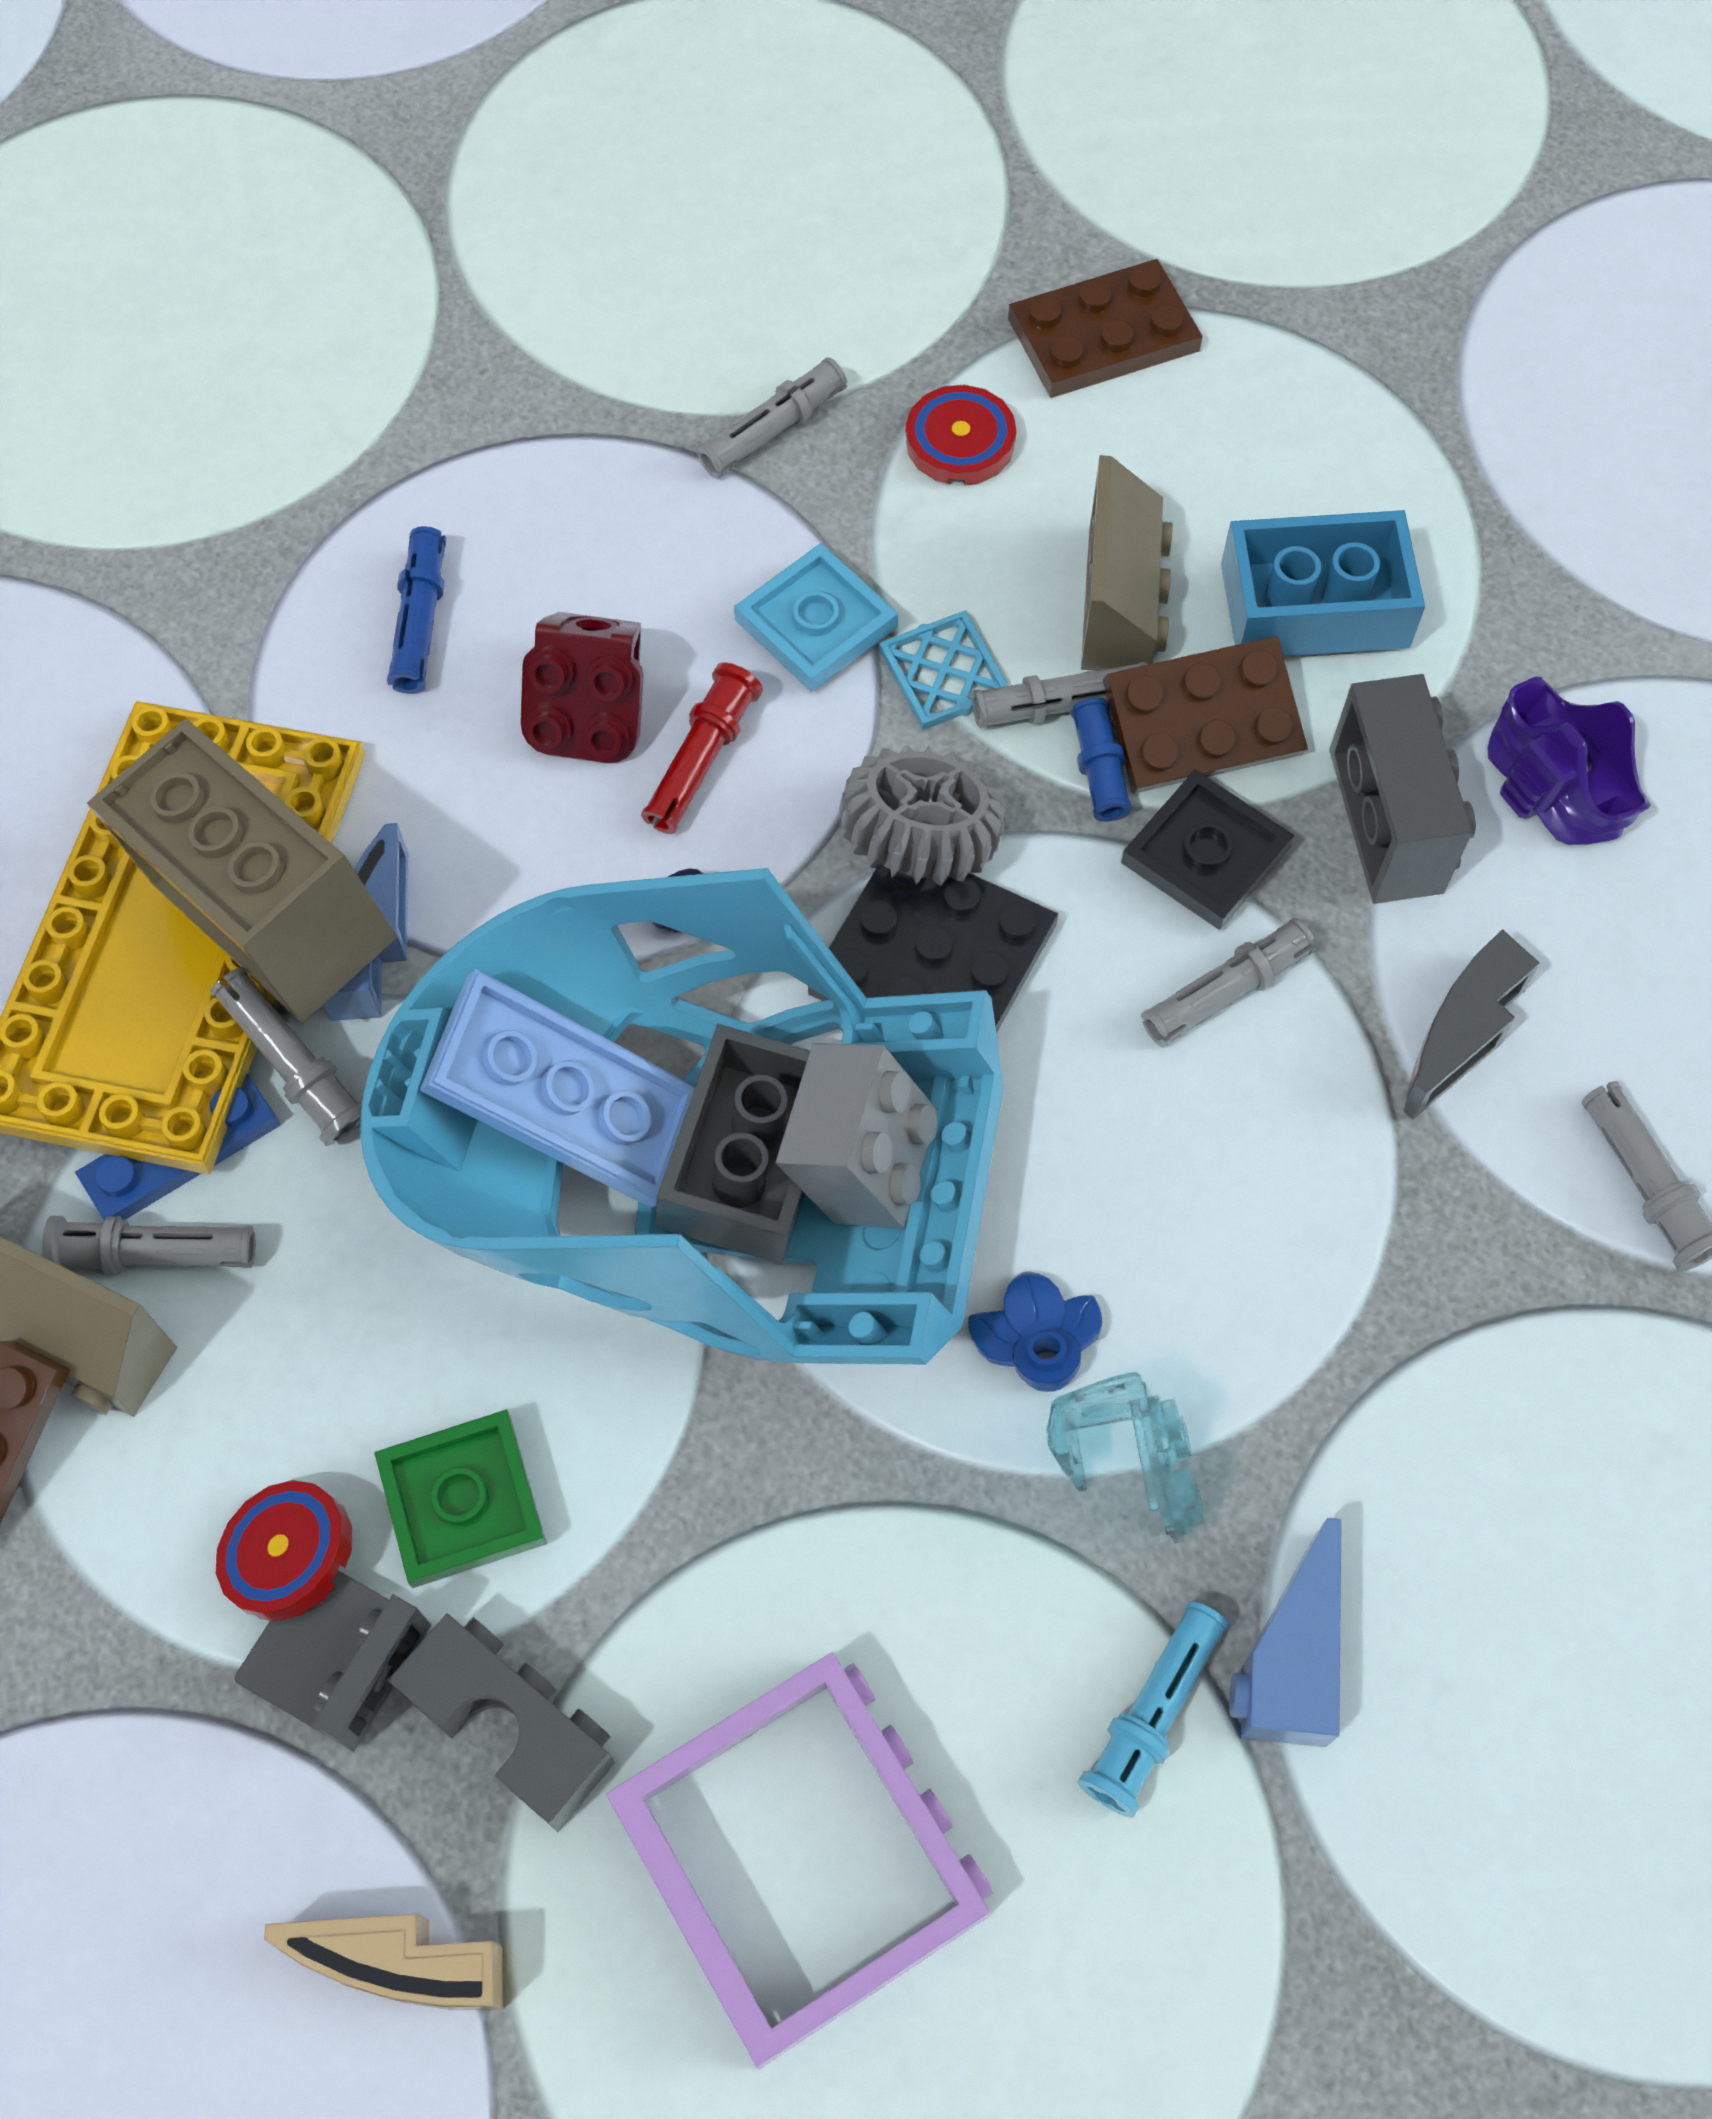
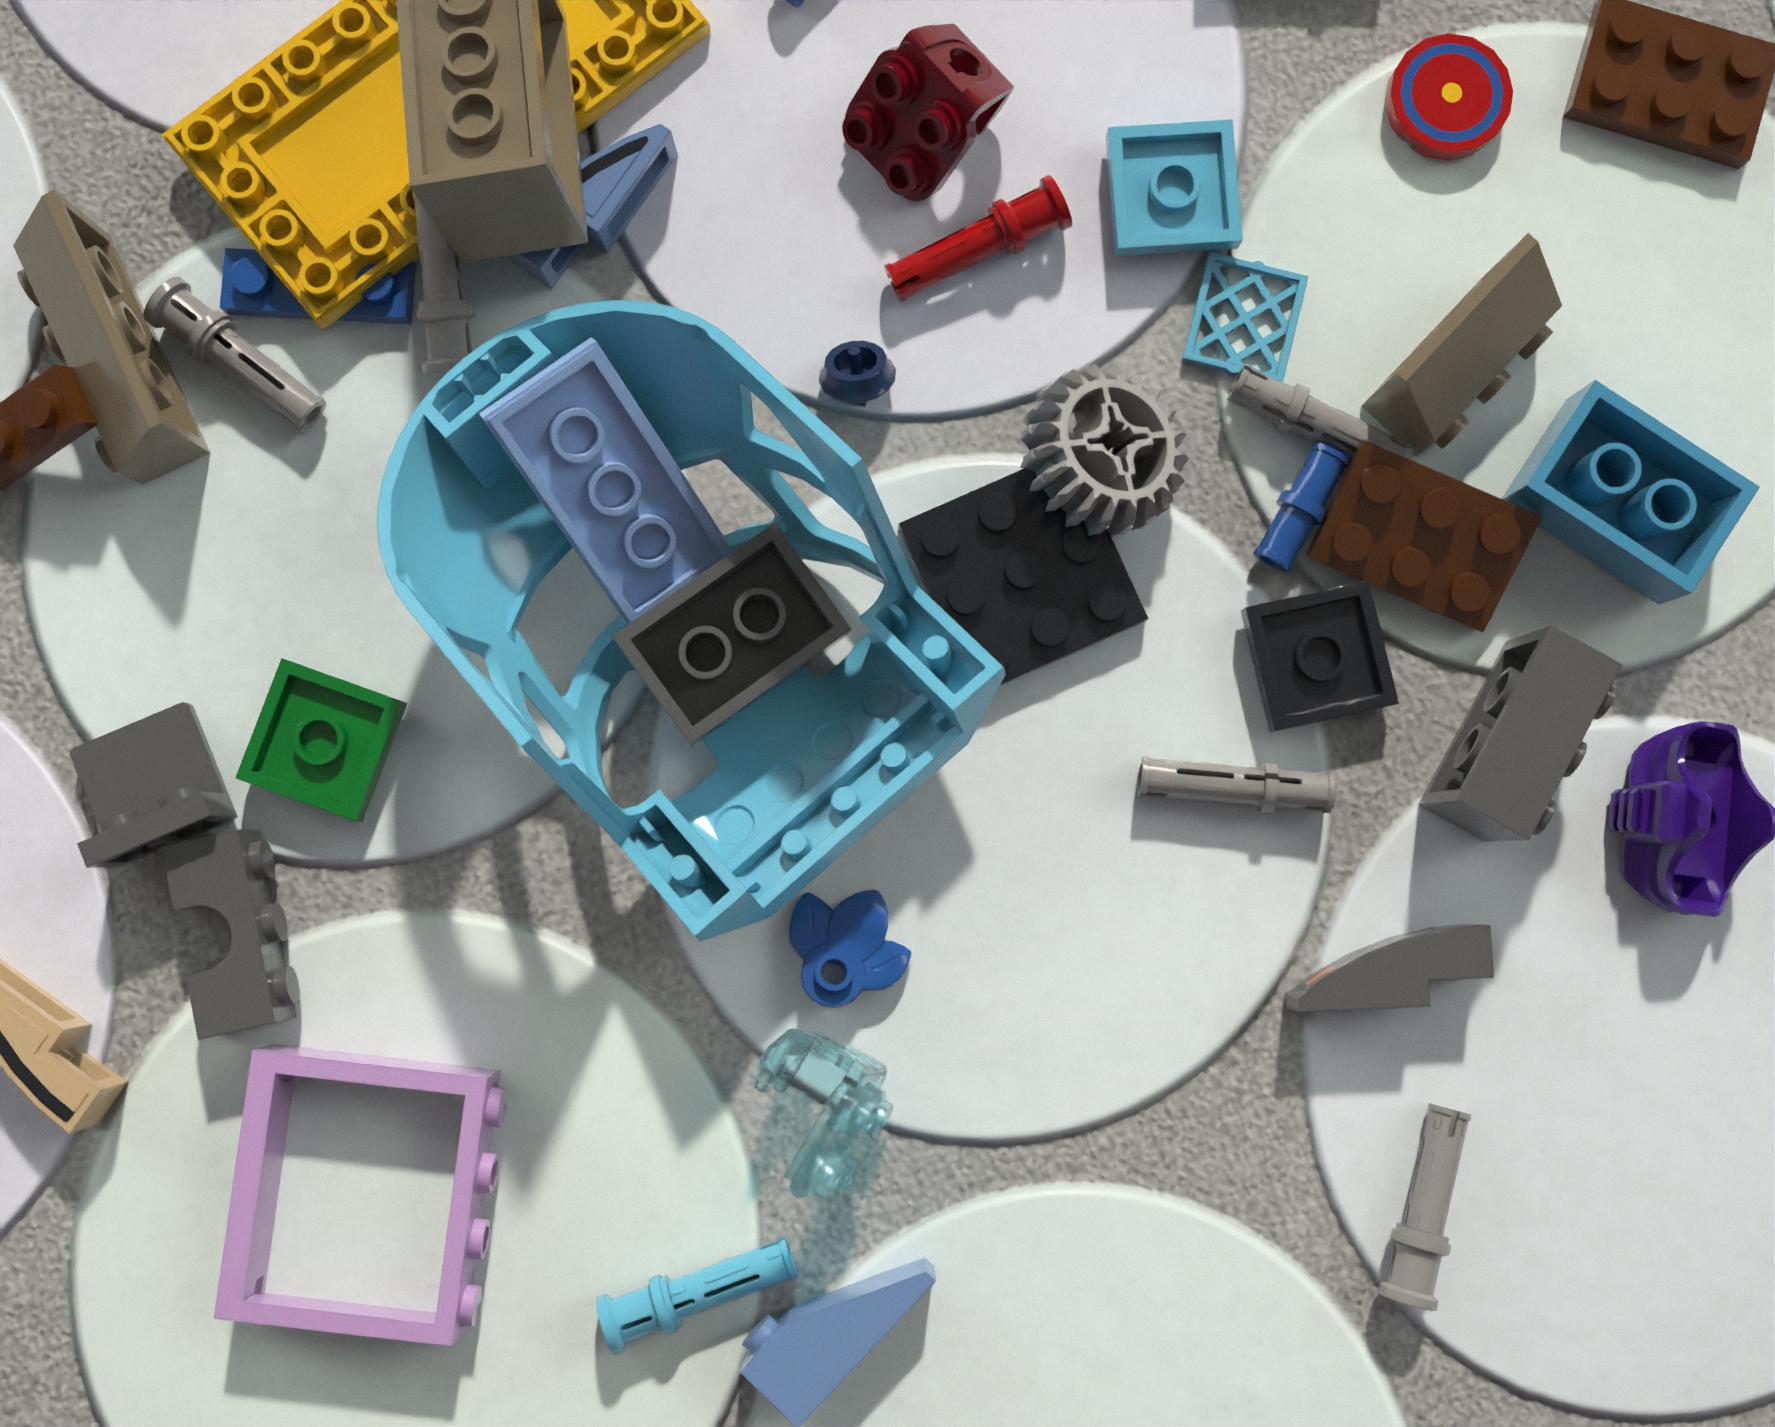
camera: 35 degrees right, 20 degrees up
(283, 1550) = (166, 682): red tile -> none
(858, 1135) = (808, 705): light grey brick -> none

